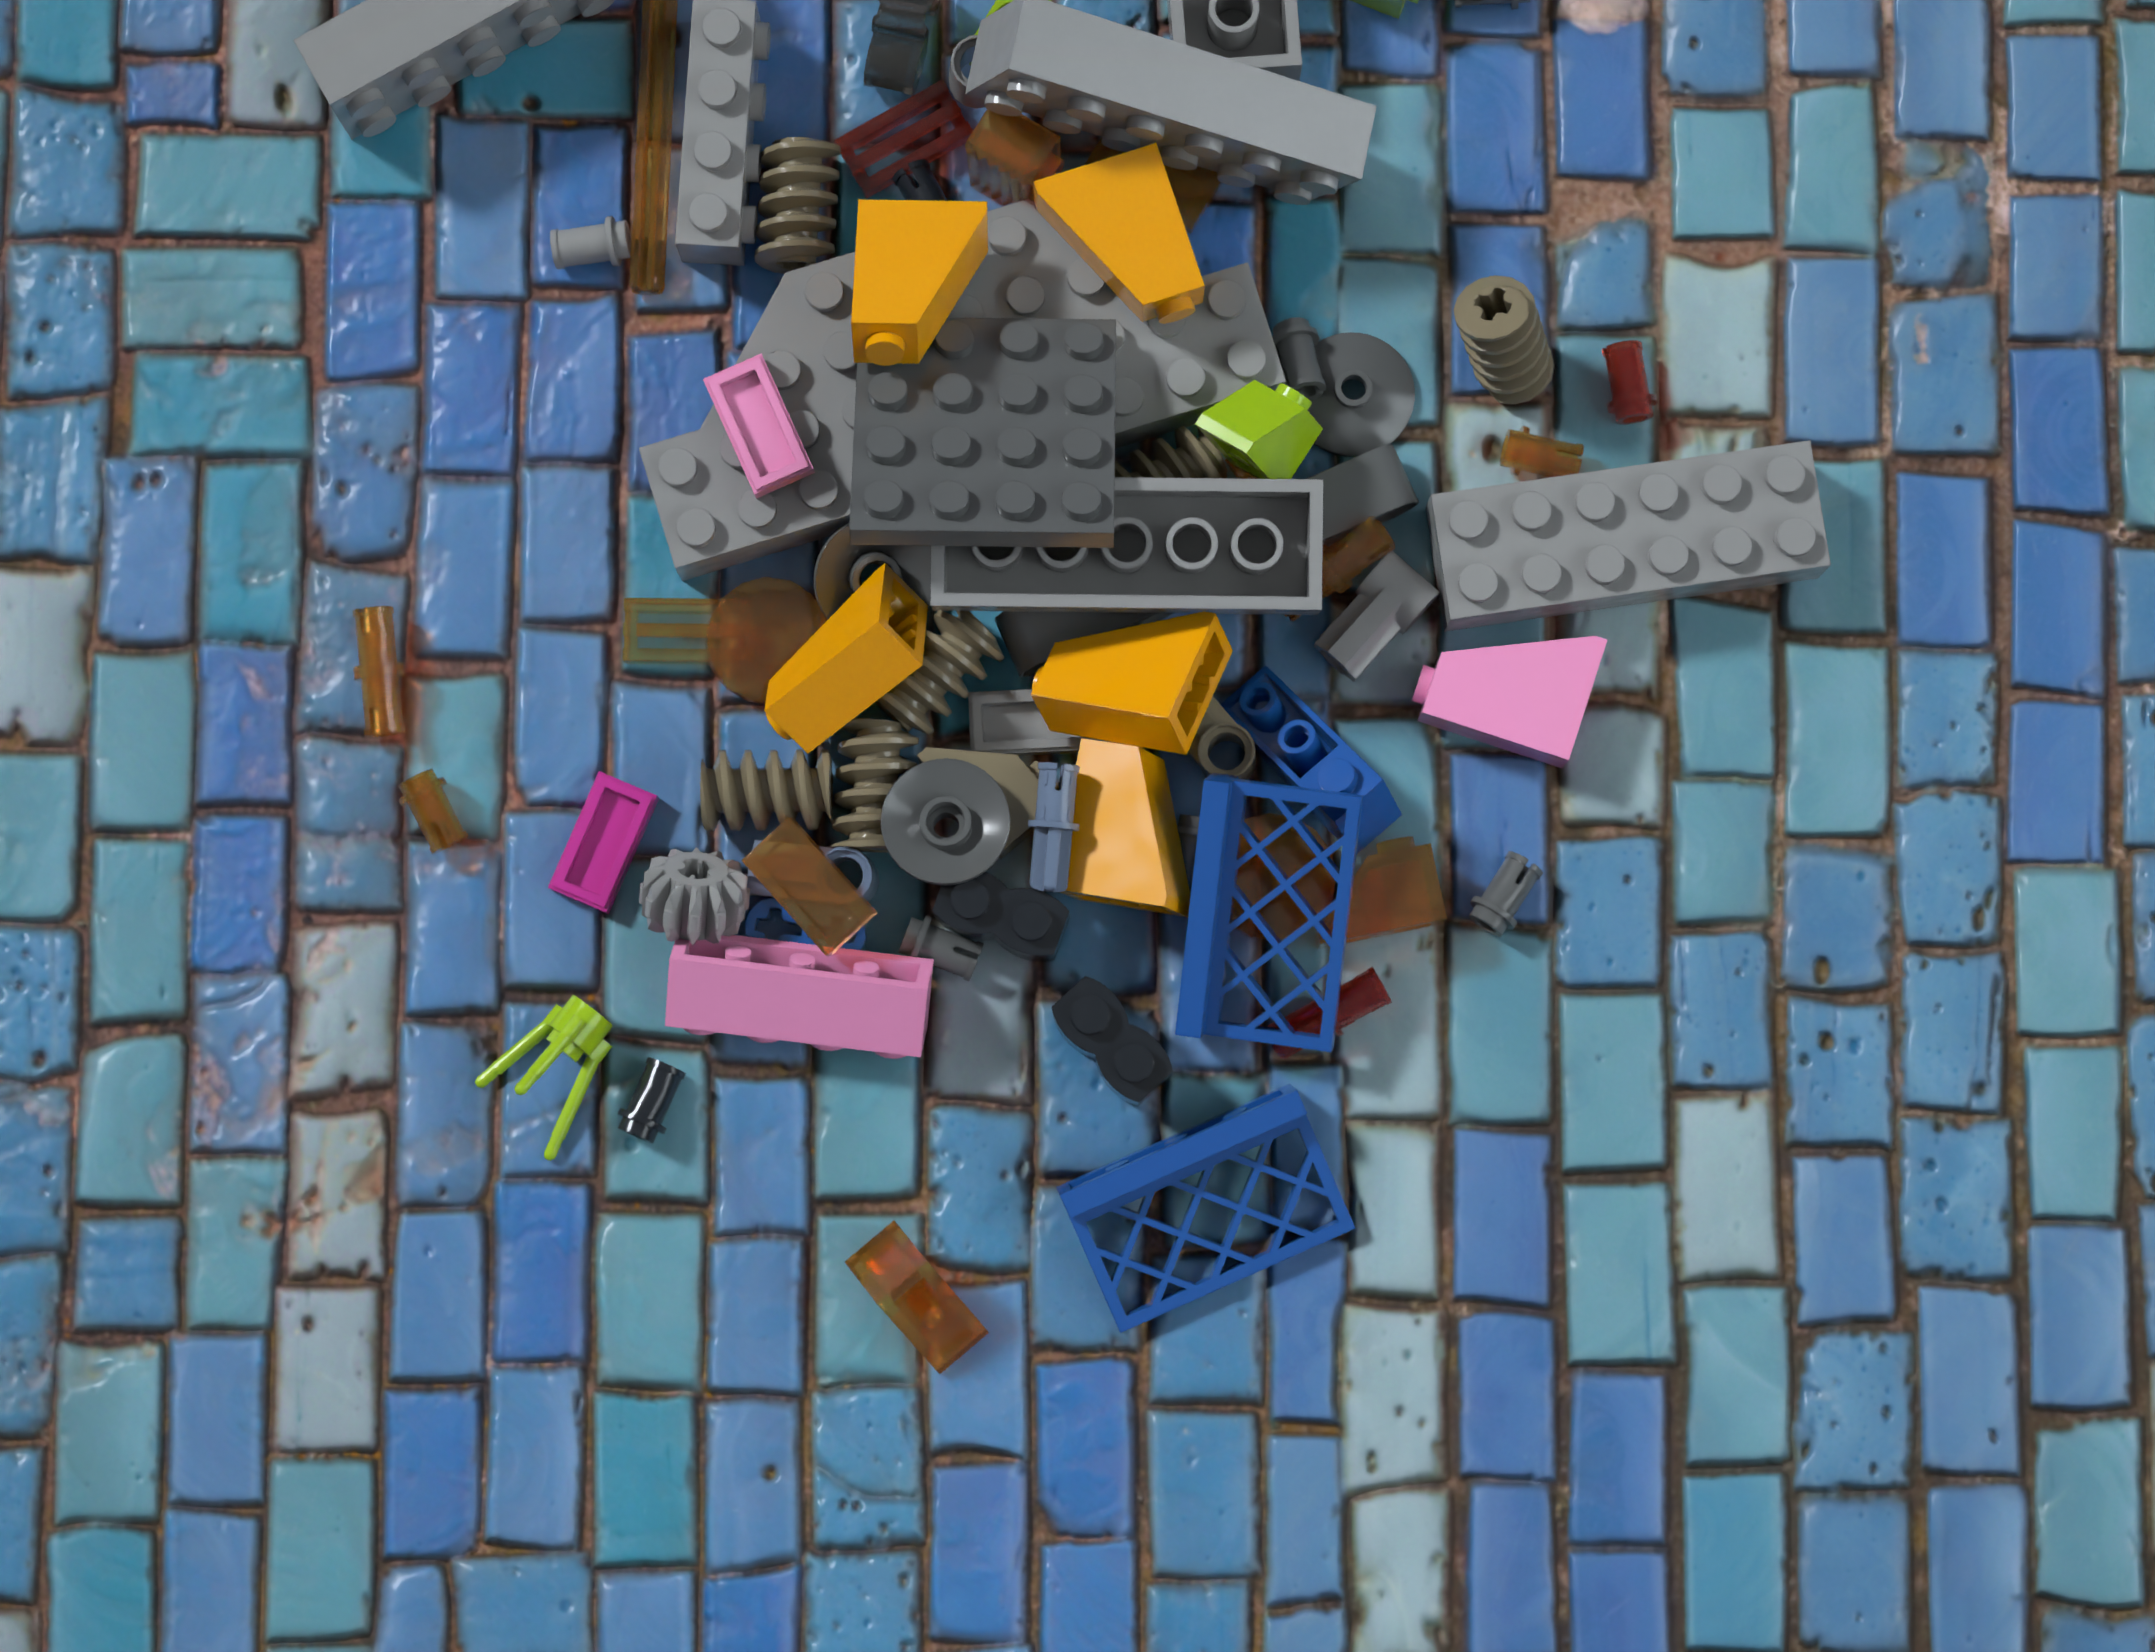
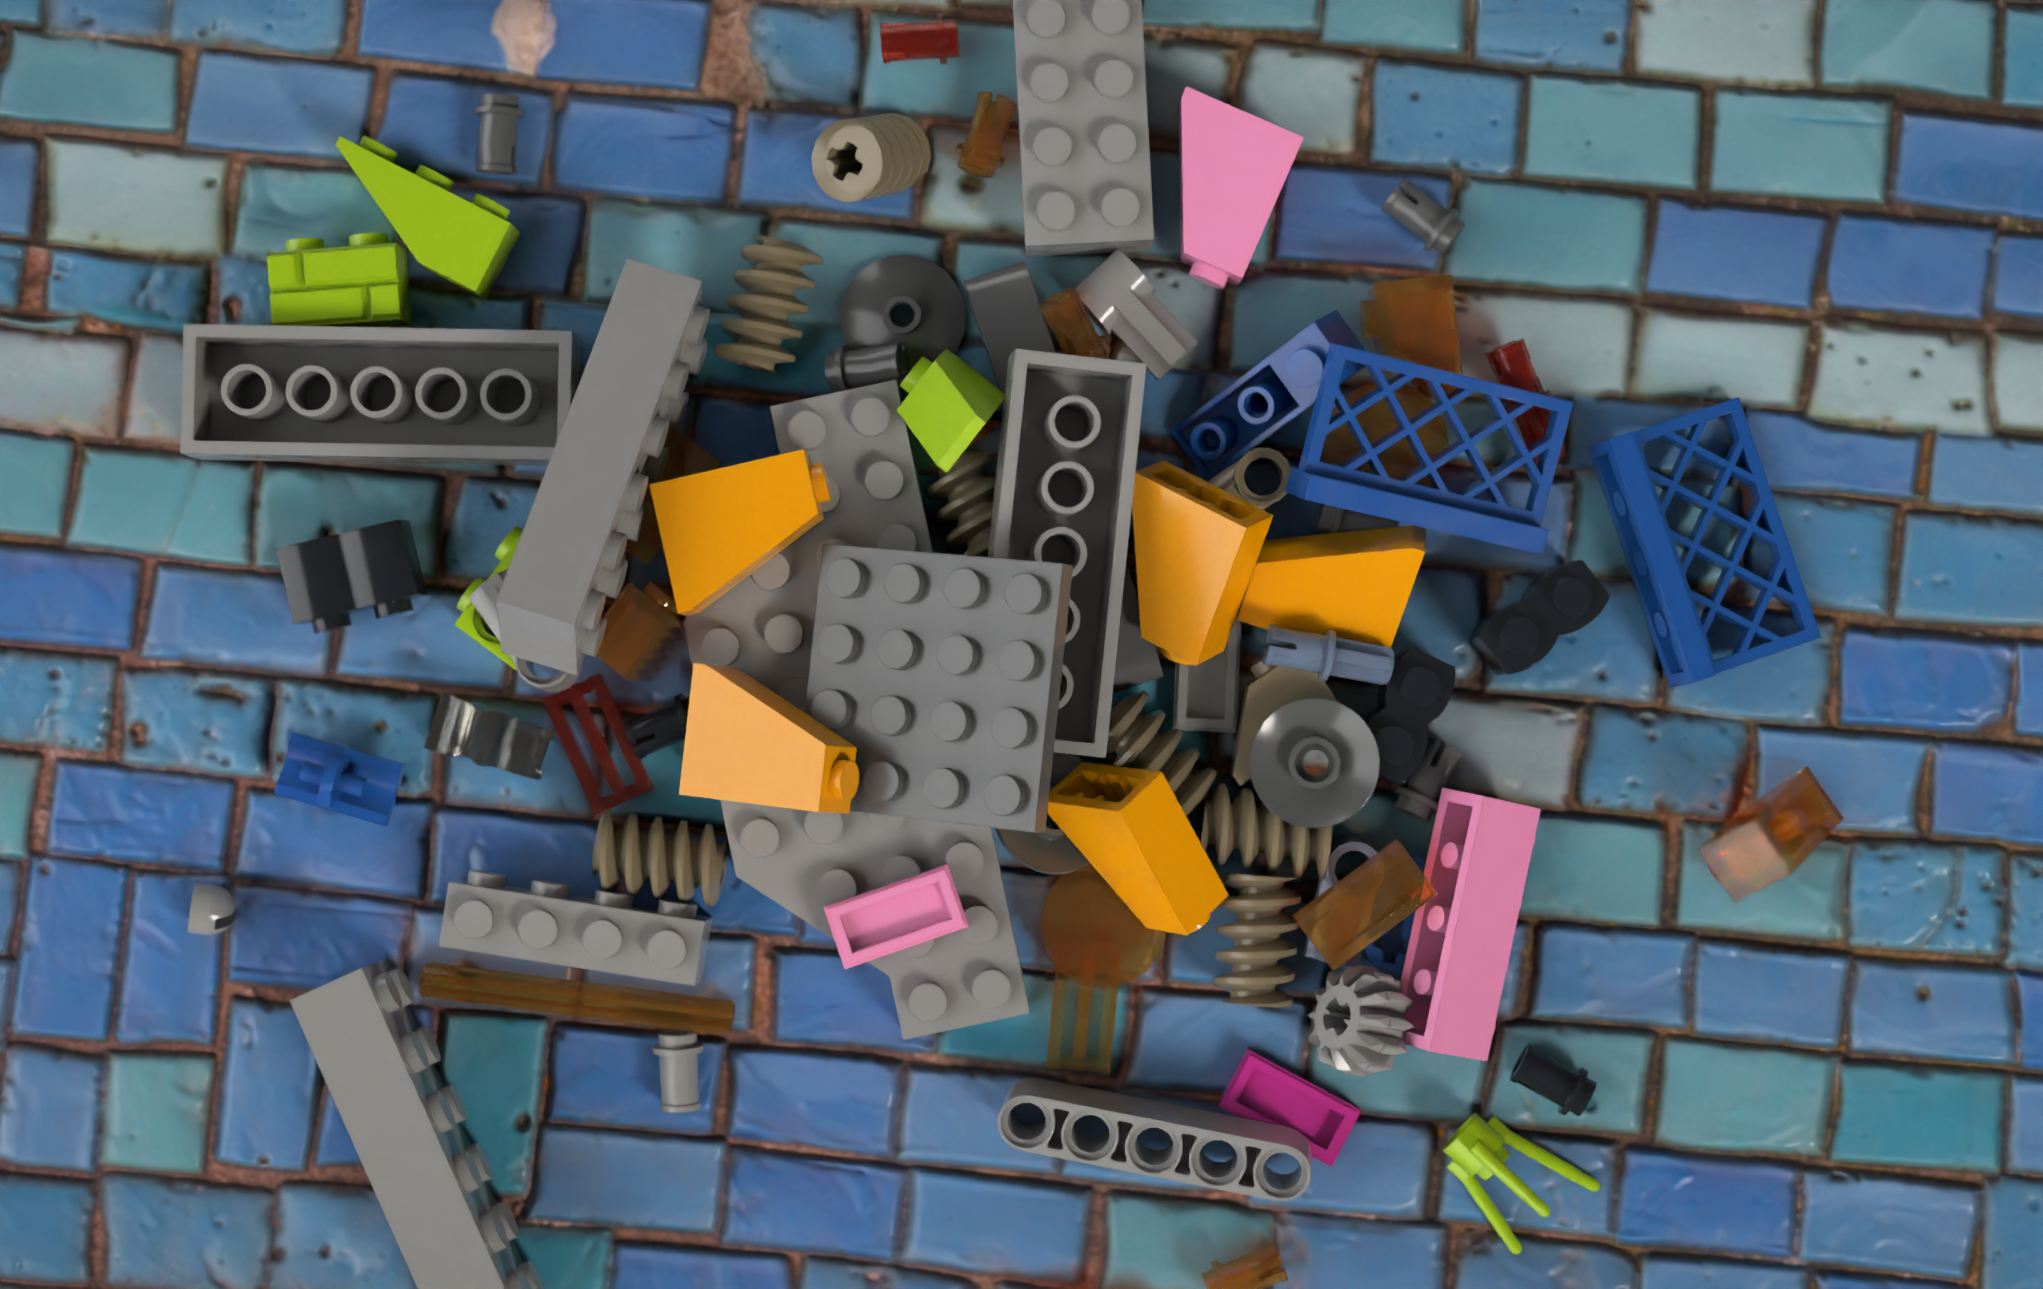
camera: 85 degrees left, 5 degrees up
(547, 682) = (1179, 1162): none -> light grey beam
(1350, 257) = (767, 304): none -> dark tan piece

